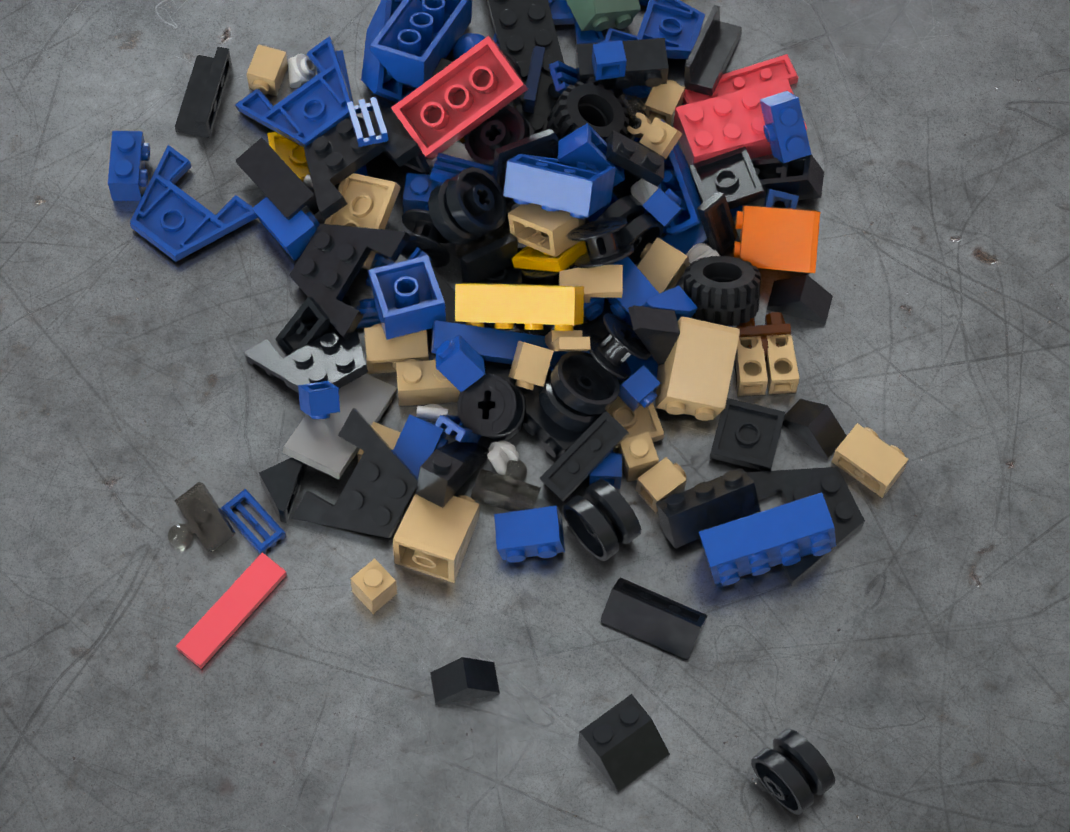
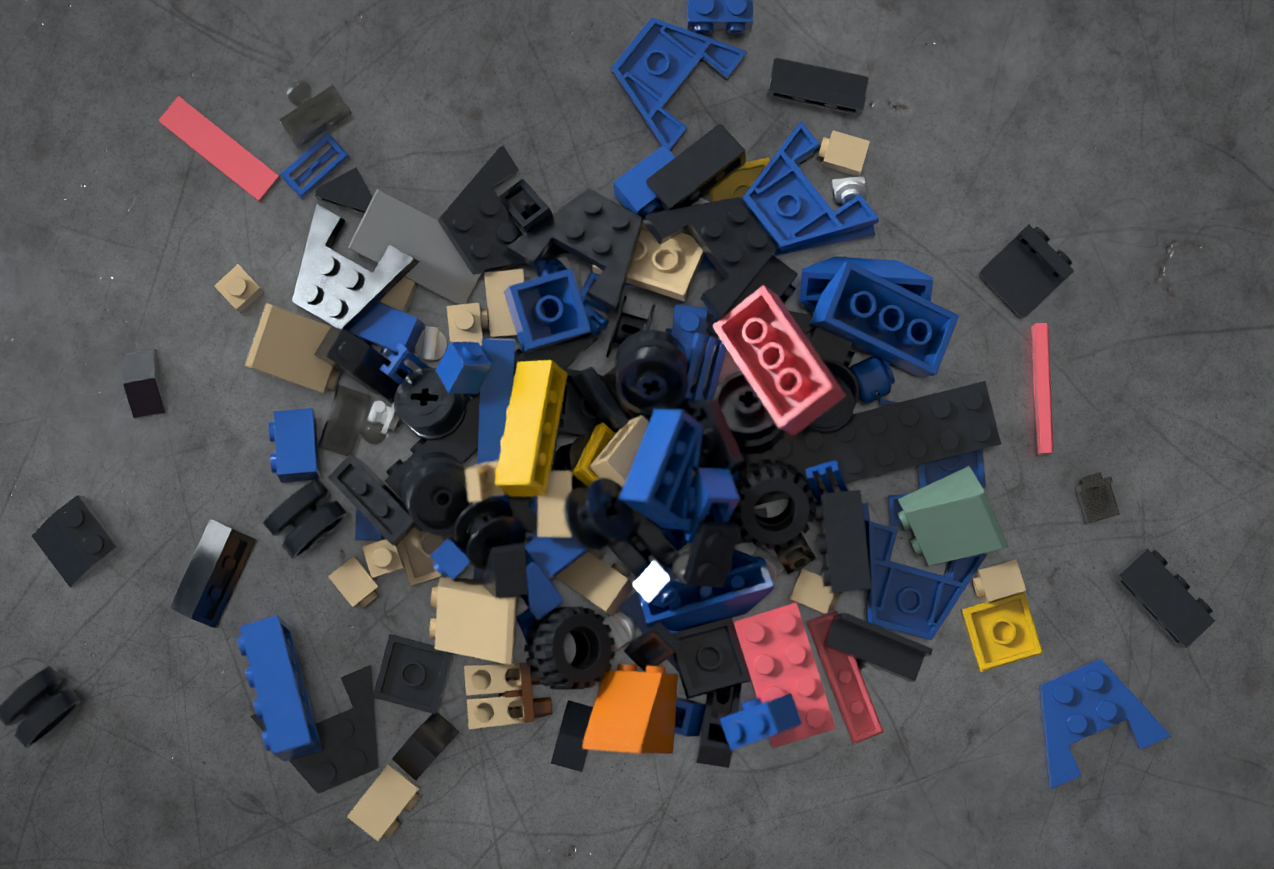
camera: 90 degrees right, 20 degrees up
(319, 399) = (430, 223): blue plate -> none
(364, 108) = (779, 256): tile -> none
(530, 365) = (468, 442): tan brick -> none
(533, 79) = (824, 444): dark blue tile -> none
(608, 59) = (833, 524): blue plate -> none
(656, 135) = (752, 580): tan plate -> none
(707, 506) = (324, 630): black brick -> none

